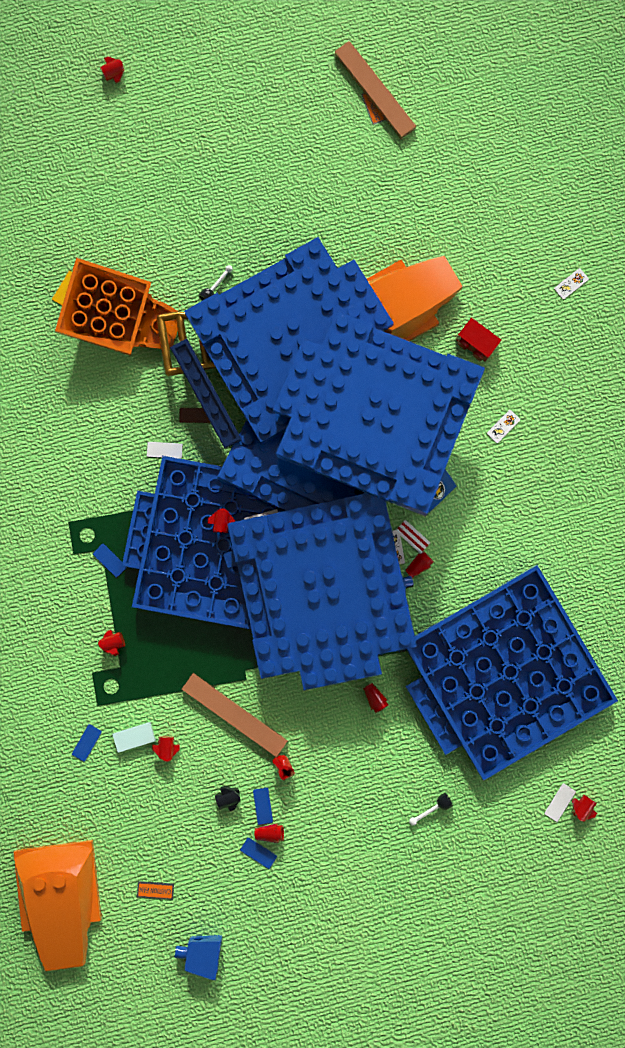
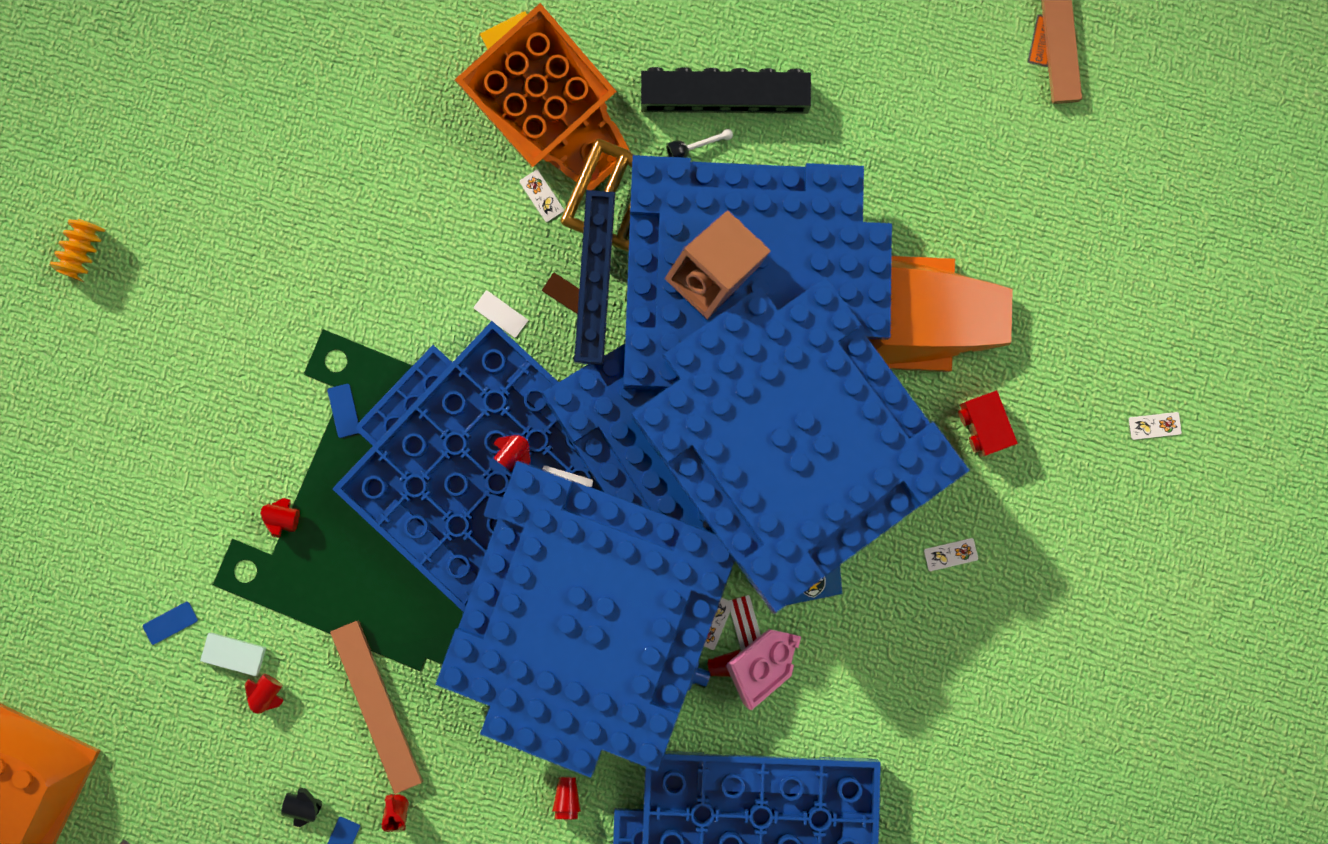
camera: 25 degrees right, 0 degrees up
(145, 369) = (541, 195): none -> white sticker
(213, 244) = (725, 91): none -> black brick
(270, 341) = (716, 264): none -> nougat slope
(438, 553) = (763, 666): none -> bright pink tile

